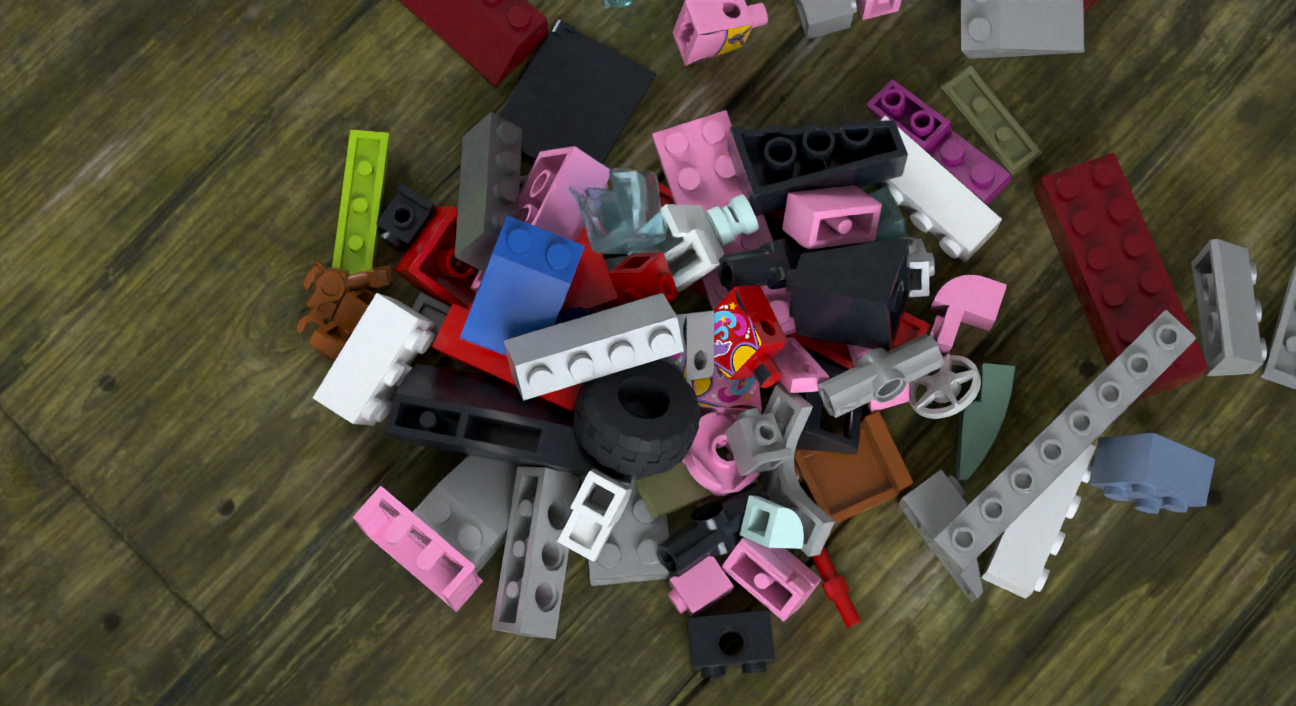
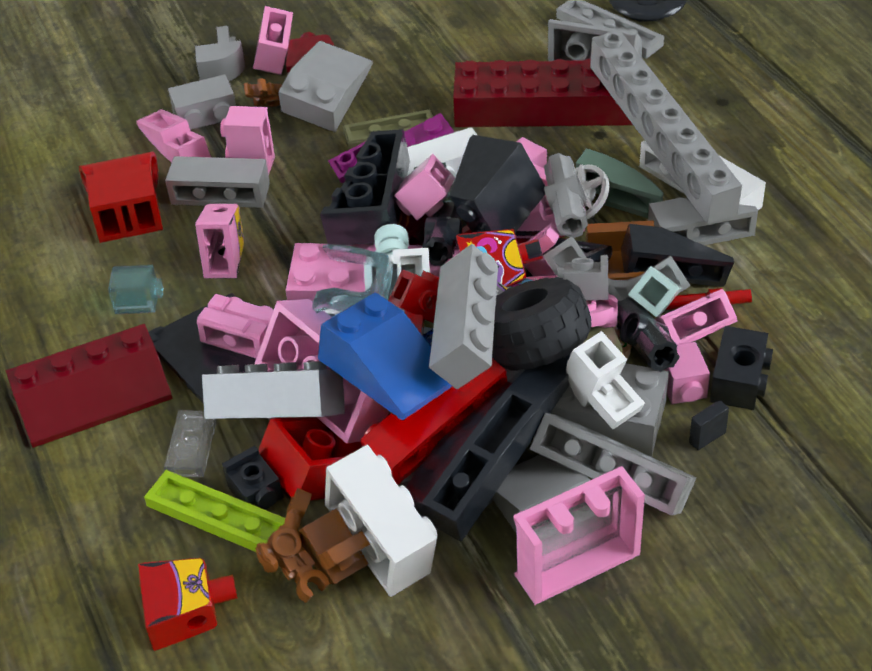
camera: 65 degrees left, 30 degrees down
(253, 220) = (181, 599): none -> red torso
(436, 135) = (190, 444): none -> clear plate
(593, 109) = (234, 325): none -> bright pink brick
(636, 631) = (708, 425): none -> black tile
(863, 511) = (650, 245): none -> black slope
(1151, 472) = (704, 93): sand blue brick -> none

